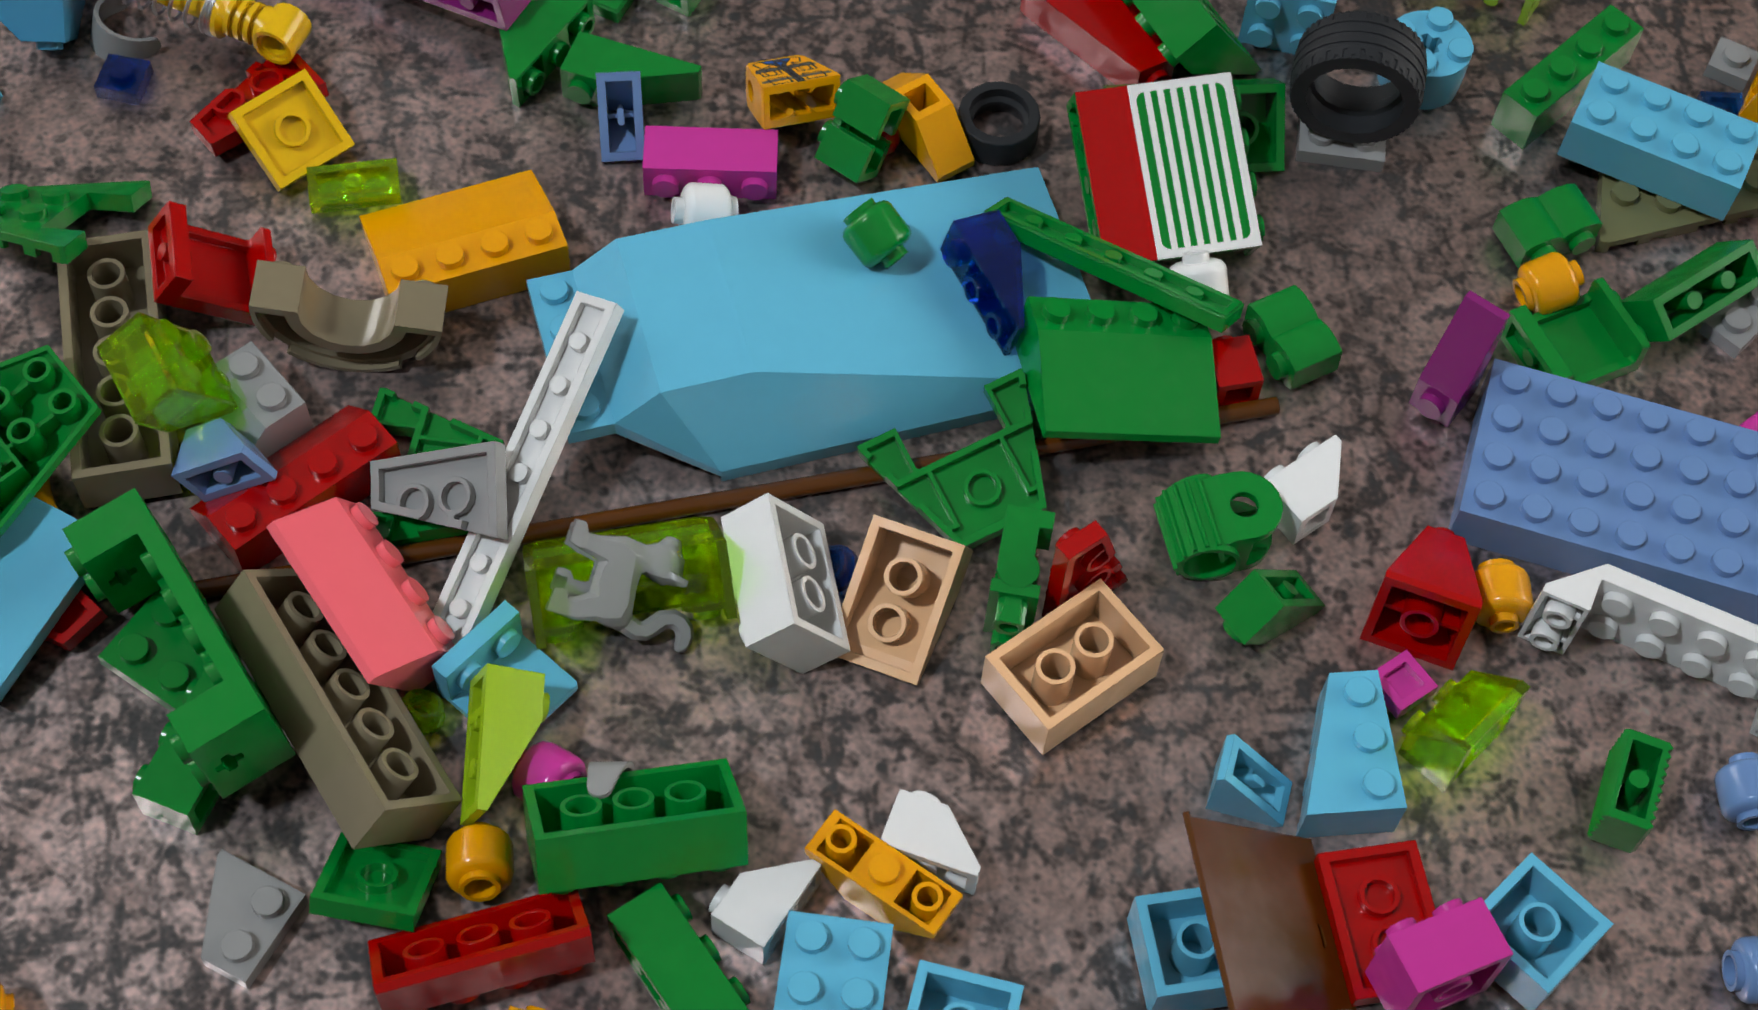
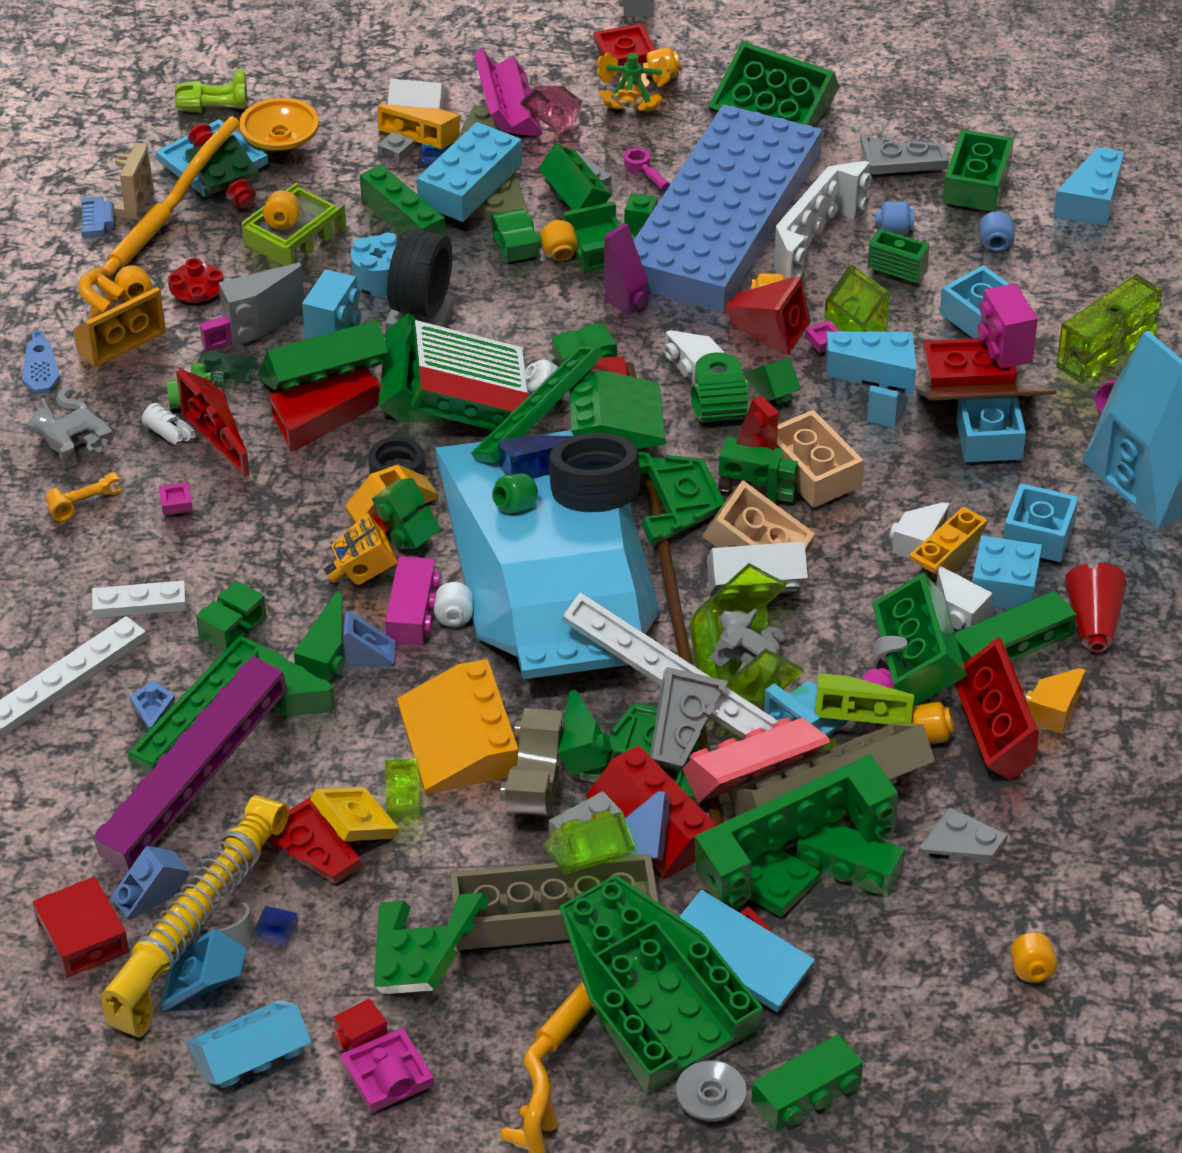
camera: 80 degrees left, 15 degrees down
(204, 267) = (479, 844): red panel -> none
(376, 884) = (953, 767): green plate -> none
(439, 379) = (581, 740): none -> green slope
(953, 293) = (594, 472): none -> black tyre
(1643, 379) = (638, 211): none -> green brick

